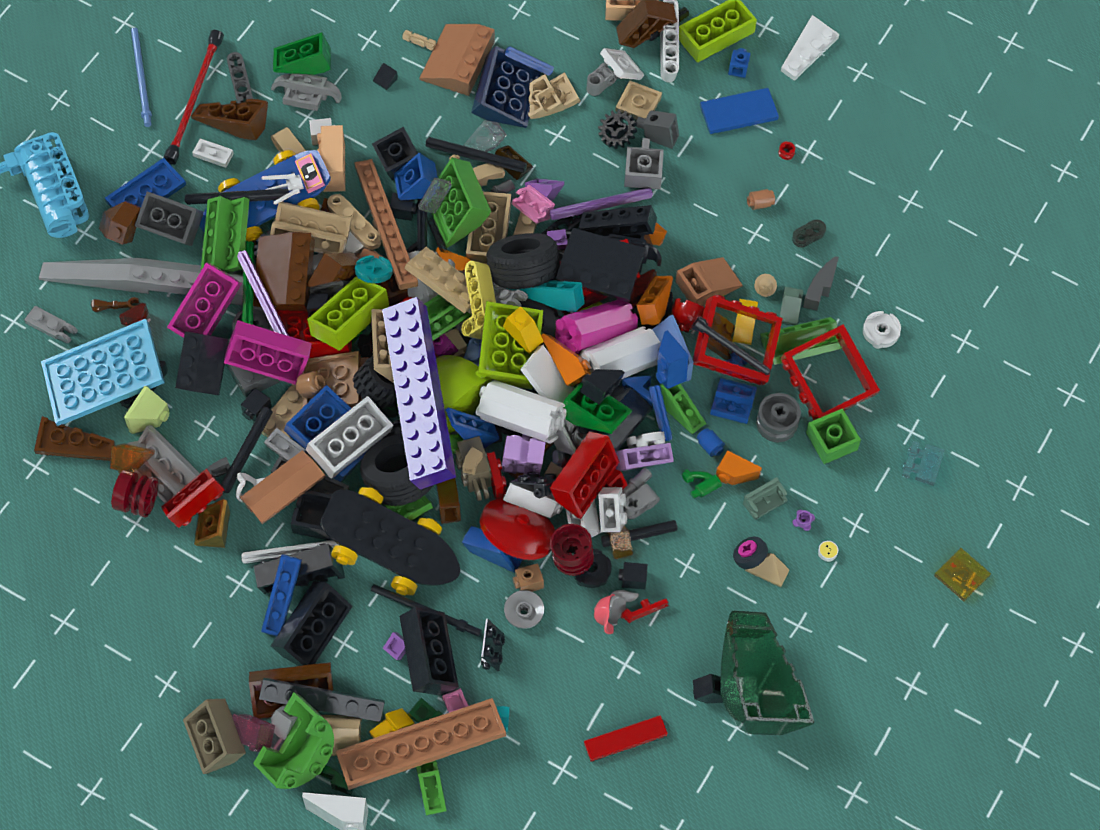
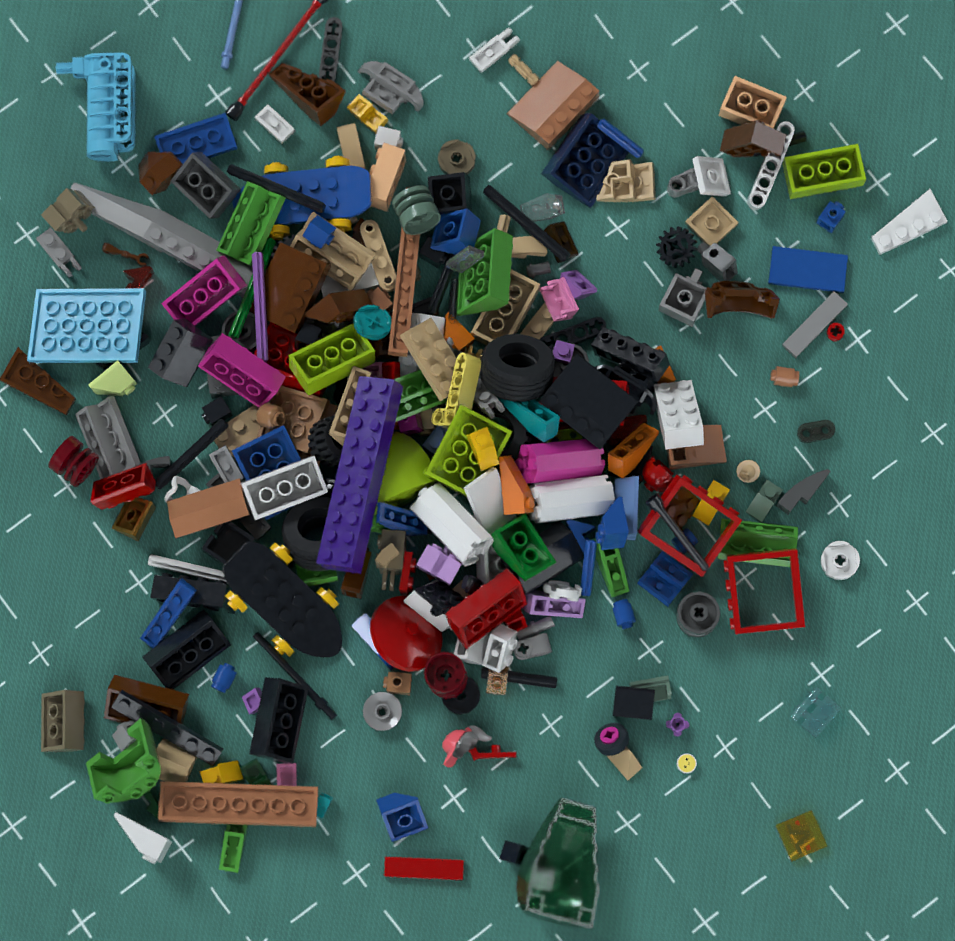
camera: 25 degrees right, 15 degrees up
(48, 282) = (68, 211): none -> dark tan brick
(129, 457) = (81, 421): clear orange slope -> none
(253, 731) = (97, 732): clear pink slope -> none
(293, 119) = (367, 114): none -> yellow slope
(293, 183) = (331, 200): white plant -> none
(293, 214) = (319, 232): none -> blue brick
(303, 56) = (400, 49): green slope -> none
(310, 173) = (352, 193): tile -> none
(358, 636) = (223, 677): none -> blue brick
(373, 169) = (416, 210): none -> sand green wheel
(385, 33) = (493, 50): none -> white hinge
(385, 76) = (473, 100): black slope -> none
(390, 118) = (458, 148): none -> dark tan plate
(492, 647) = (338, 736): black hinge -> none
(583, 696) = (401, 815): none -> blue slope
(601, 203) = (625, 323): medium lavender axle -> none
(601, 384) = (535, 527): black slope -> none
(633, 575) = (495, 717): black brick -> none
(685, 253) = (678, 414): none -> white brick
(695, 150) = (740, 297): none -> reddish brown windscreen
(710, 482) = (605, 655): green plant -> none
(737, 470) = (635, 650): orange slope -> none
(757, 512) = (633, 702): none -> black slope
(766, 151) = (814, 324): none -> light grey tile
(833, 436) = (740, 654): bright green brick -> none

